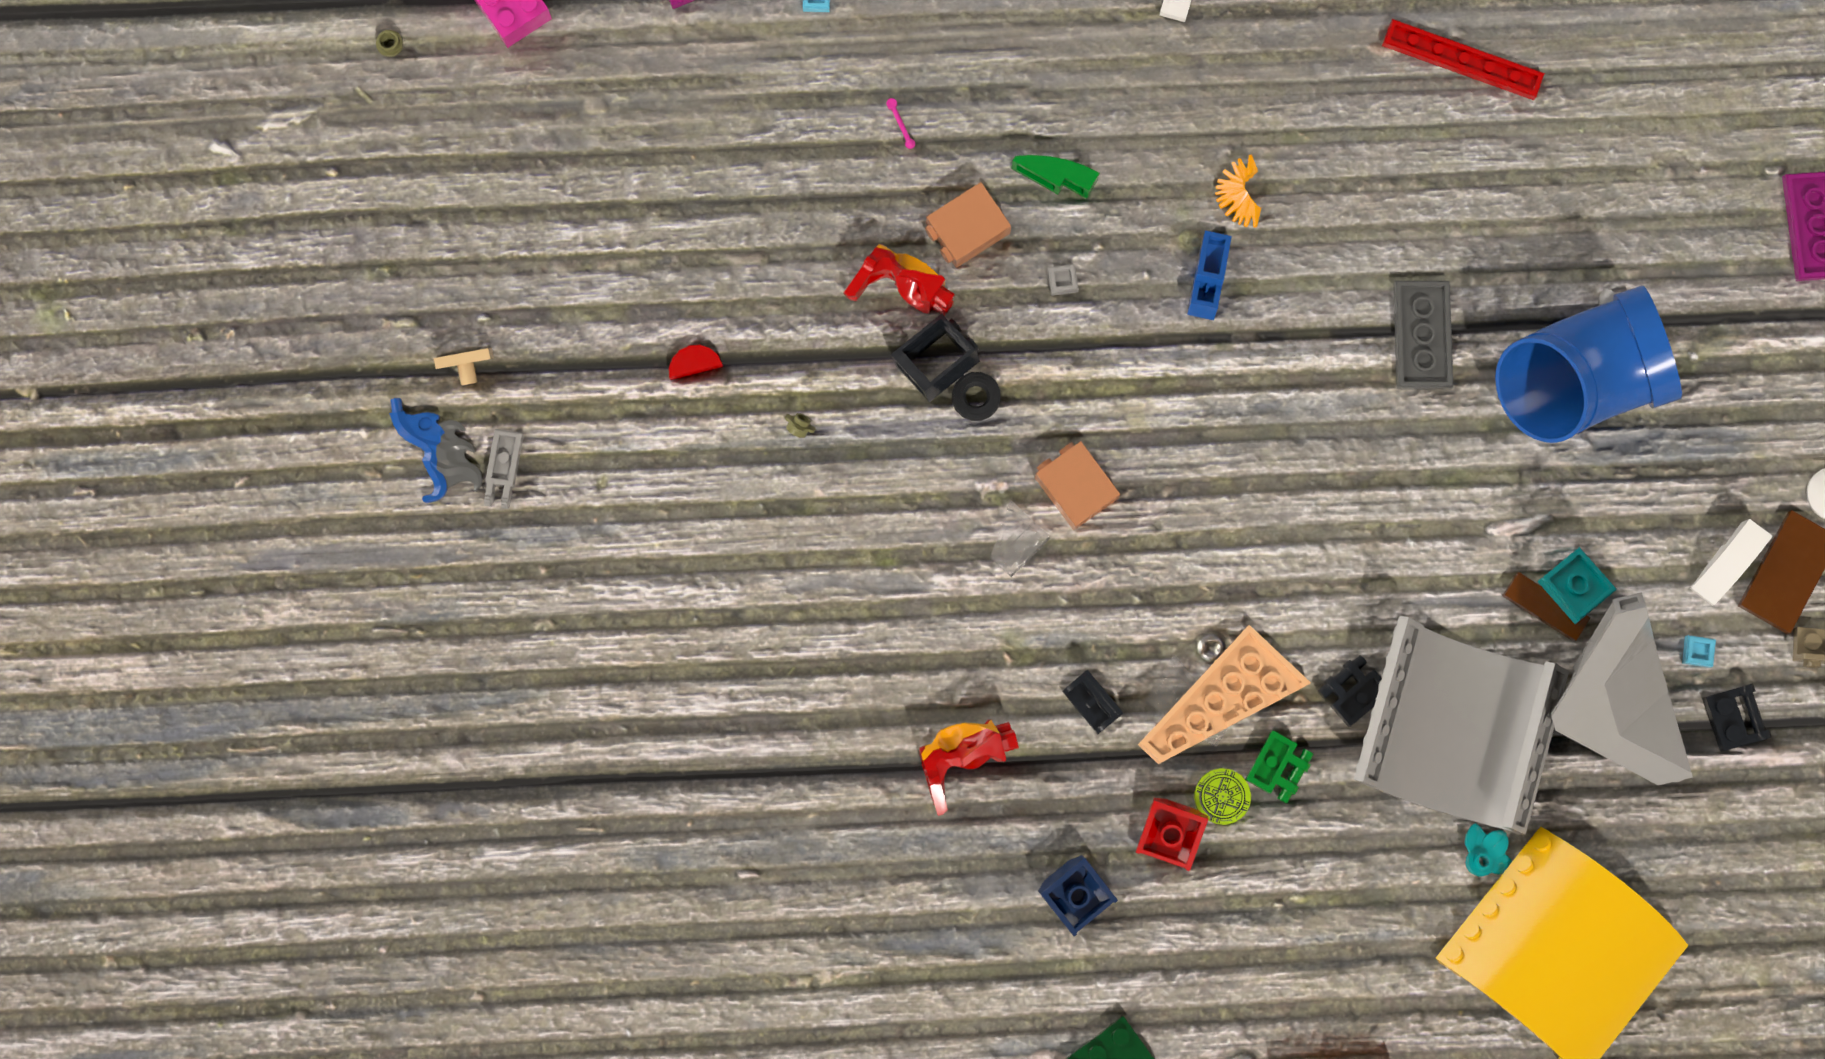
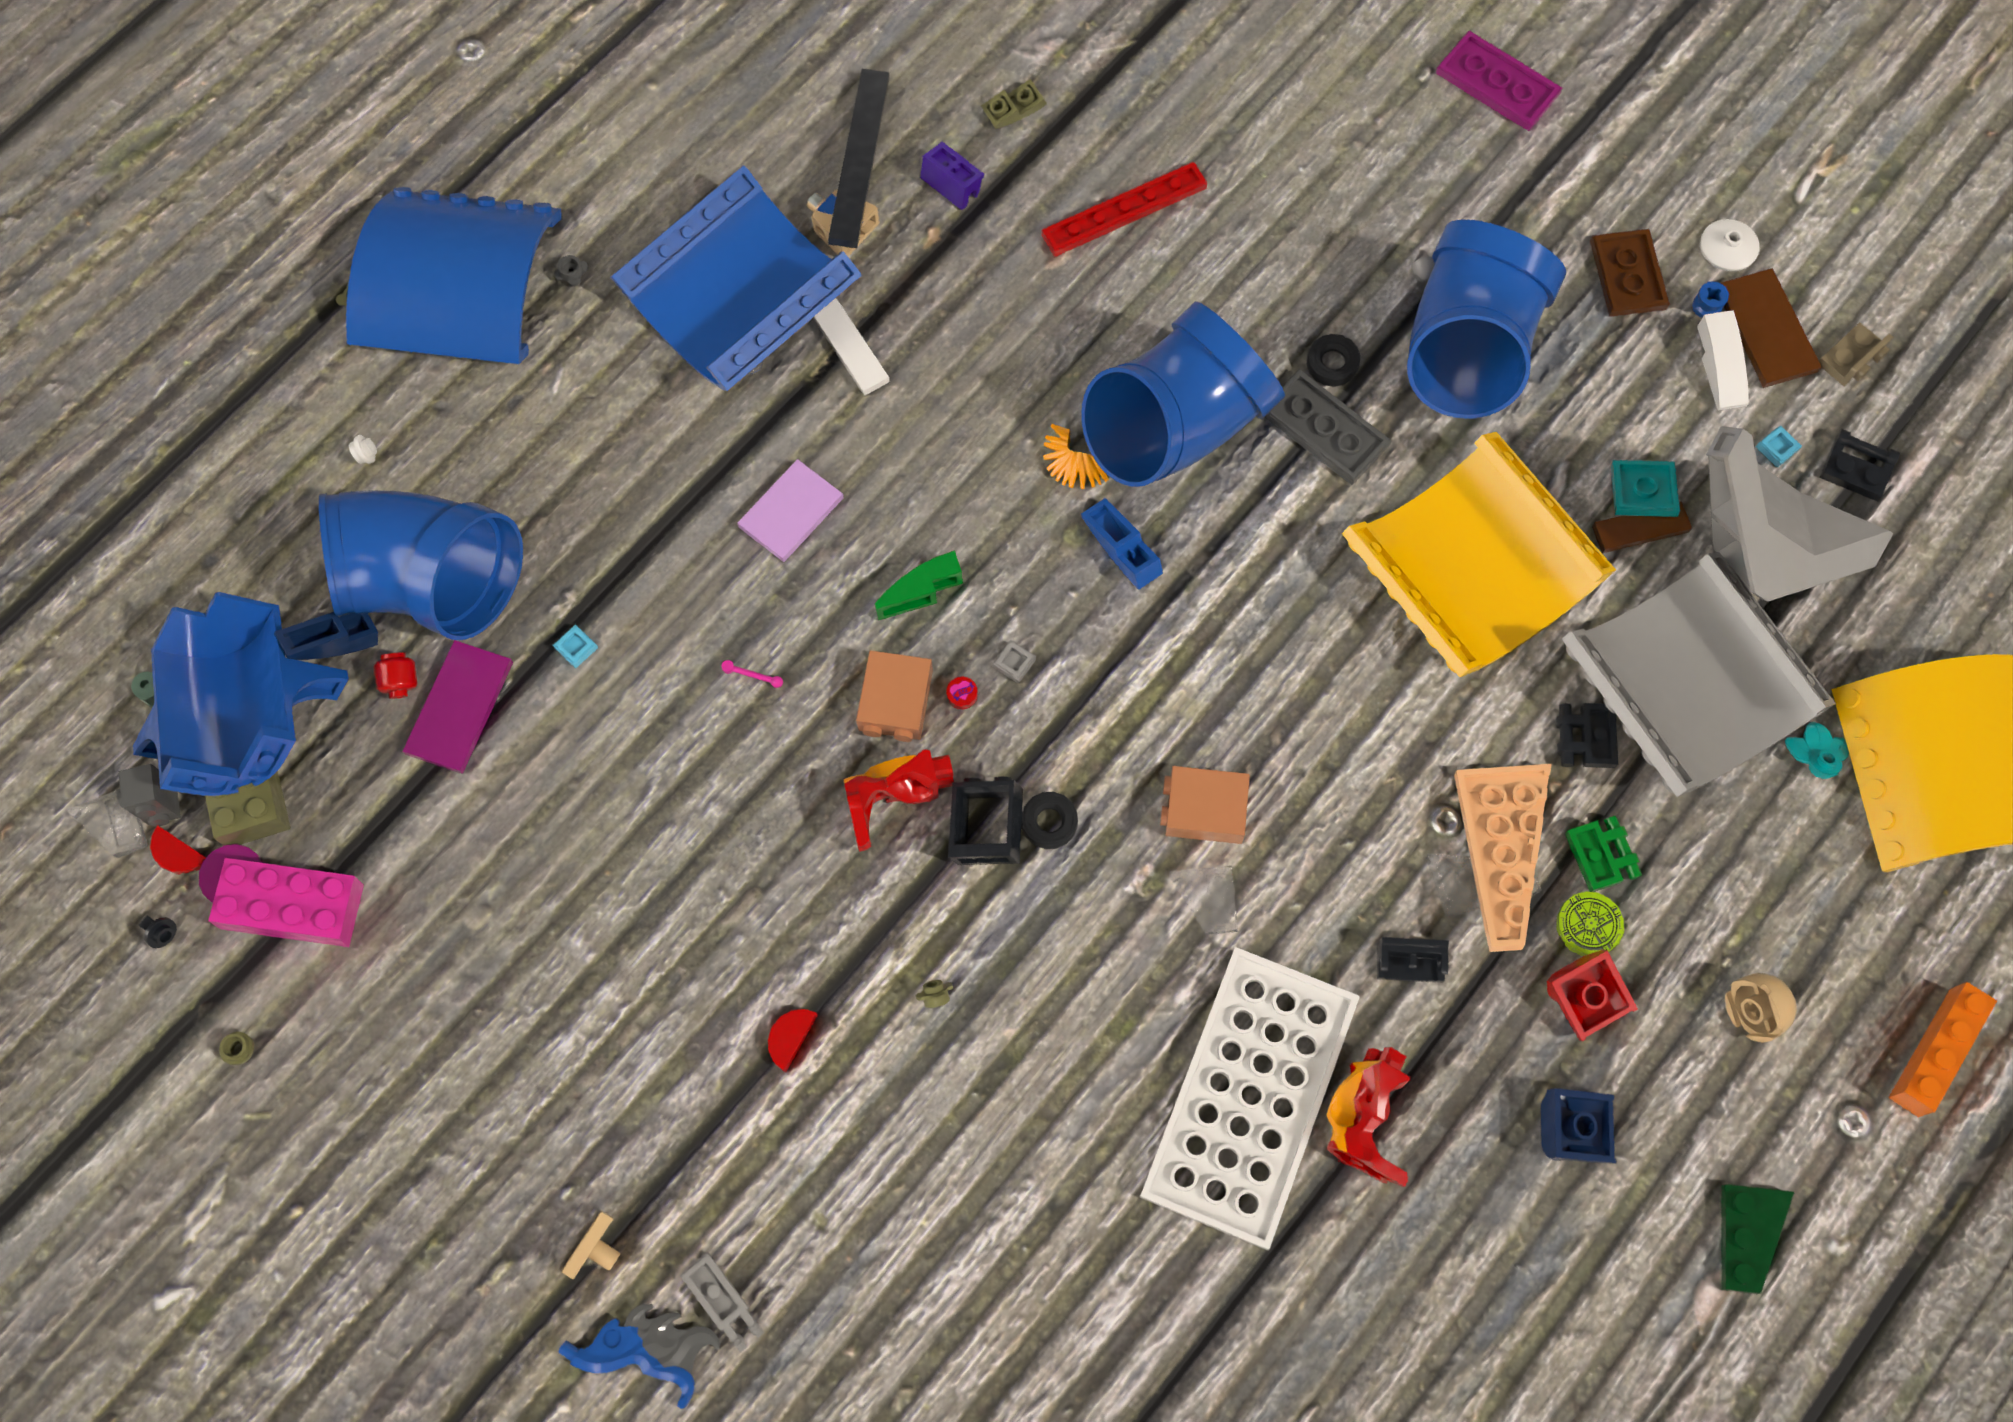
camera: 45 degrees left, 10 degrees down
(894, 666) = (1293, 1130): none -> white piece
(1010, 265) = (962, 692): none -> red tile
(1033, 43) = (790, 510): none -> lavender tile
(1265, 948) = (1761, 1005): none -> tan cylinder
(1335, 220) = (1176, 400): none -> blue cylinder
(1414, 516) = (1481, 558): none -> yellow panel
(1484, 282) = (1339, 344): none -> black tyre
(1743, 442) = (1629, 272): none -> reddish brown tile
(1767, 519) = (1704, 306): none -> blue wheel

